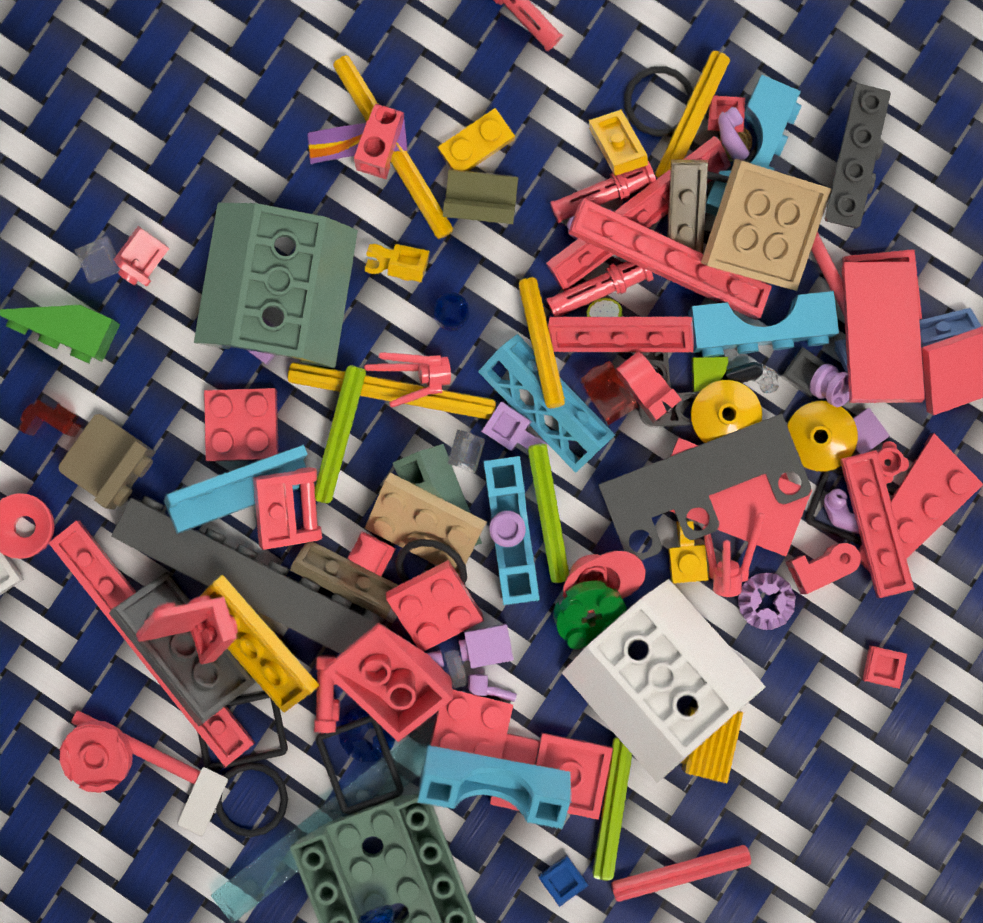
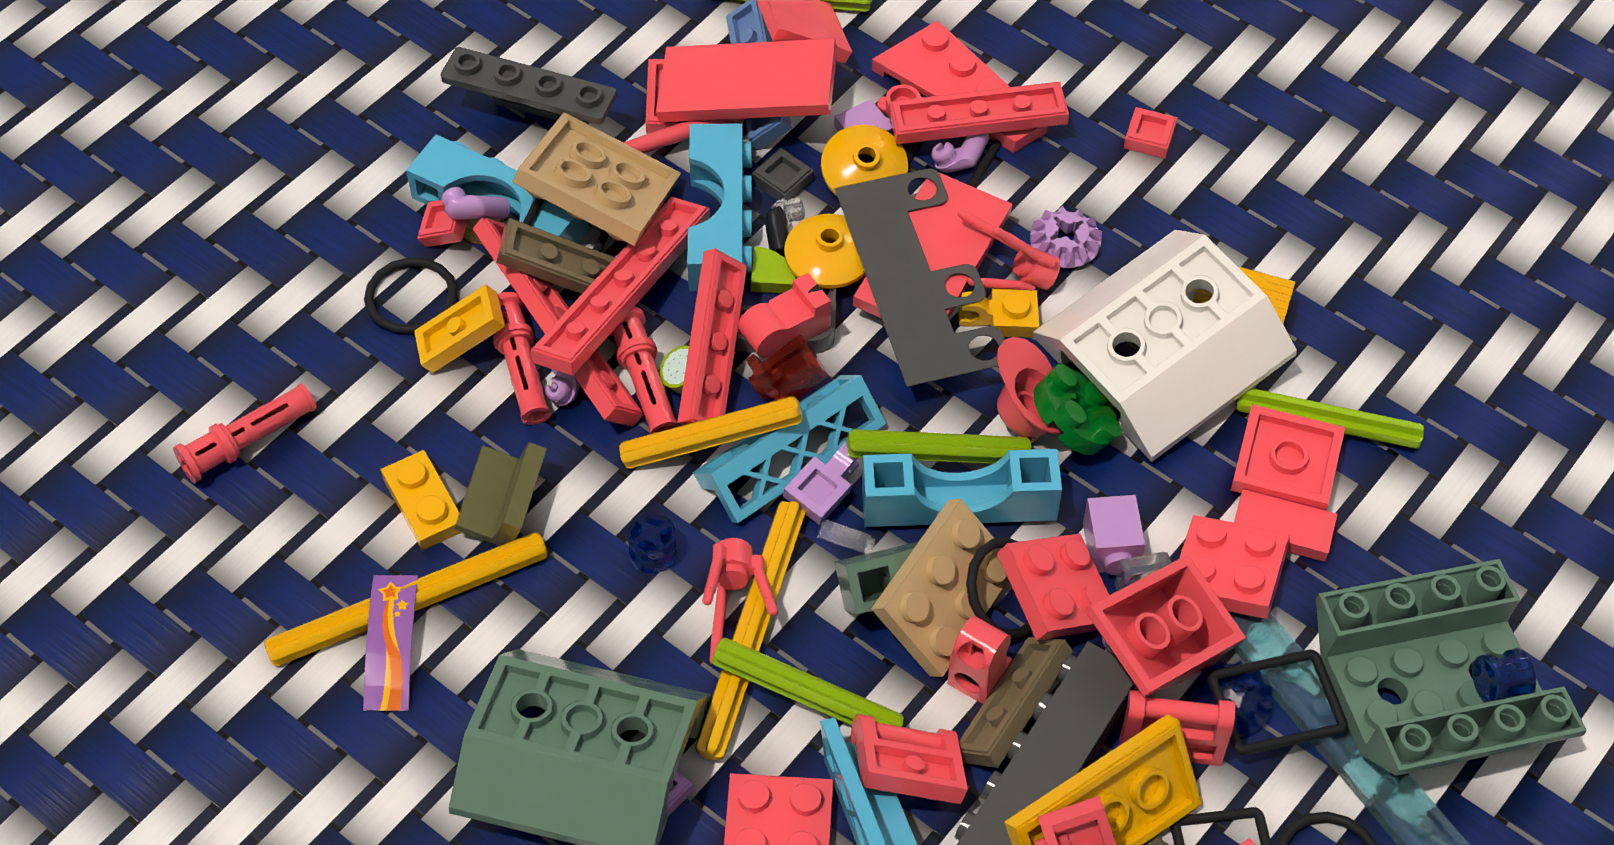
camera: 85 degrees left, 30 degrees down
(379, 141) = (402, 594): coral leg -> none
(402, 262) = (573, 592): yellow plate -> none
(479, 686) = (1173, 546): lavender hand -> none
(507, 528) = (957, 483): lavender tile -> none
(535, 790) = (1311, 472): medium azure arch -> none
(563, 880) = (1426, 483): blue tile -> none
(681, 873) = (1411, 354): coral axle -> none
(694, 111) = (434, 250): yellow axle -> none
(831, 385) = (804, 142): lavender wheel -> none
(835, 564) = (1030, 174): coral leg -> none

